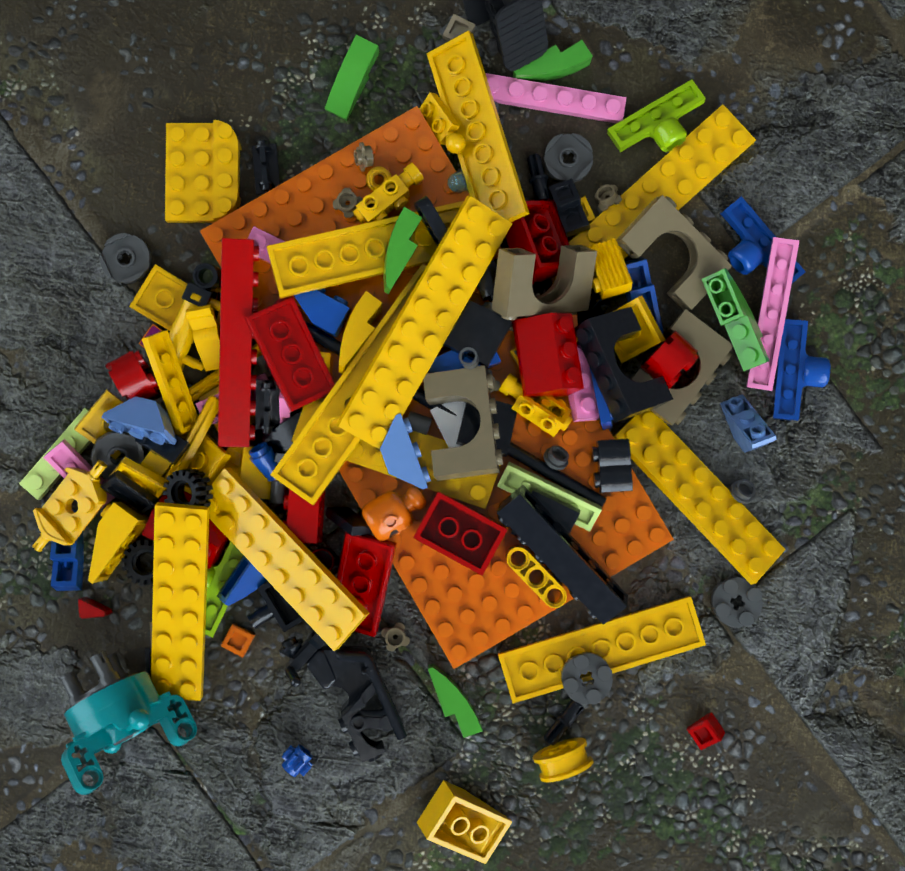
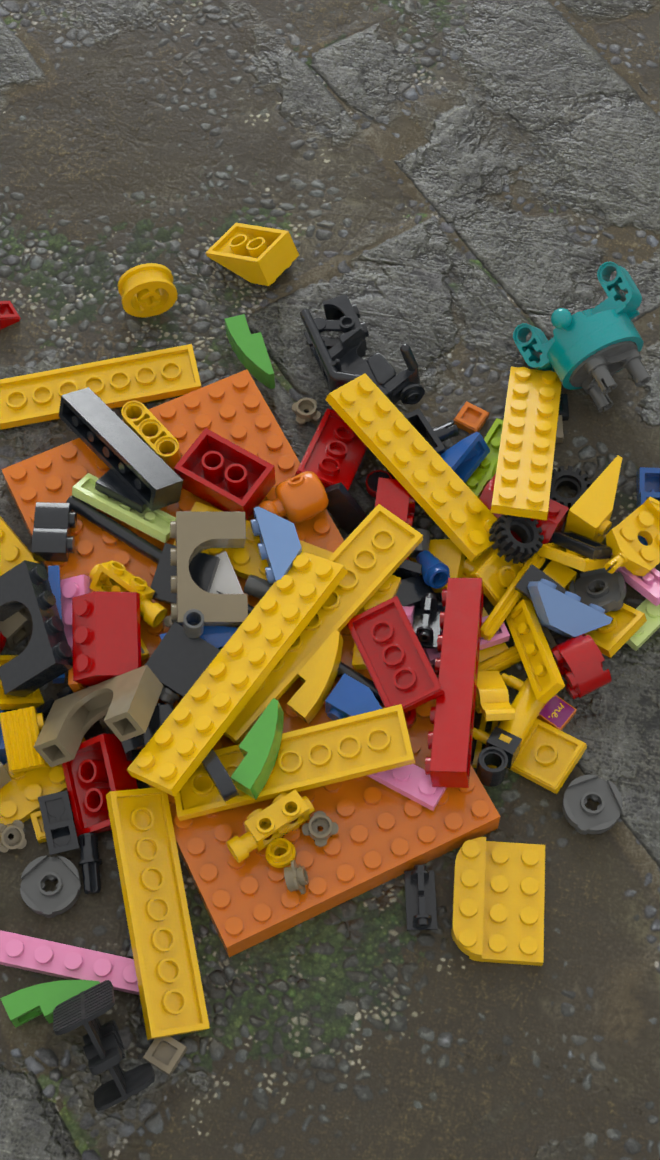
camera: 175 degrees left, 25 degrees down
(90, 608) = (624, 448): red slope -> none
(297, 760) = (413, 309): blue gear -> none
(352, 77) = (305, 1001): bright green slope -> none
(442, 123) = (199, 927): yellow plate -> none
(457, 182) = (186, 841): clear light blue hinge -> none
(556, 457) = (113, 543): dark grey plate -> none
(564, 721) = (142, 328): black axle -> none
(581, 664) = (111, 345): dark grey plate -> none

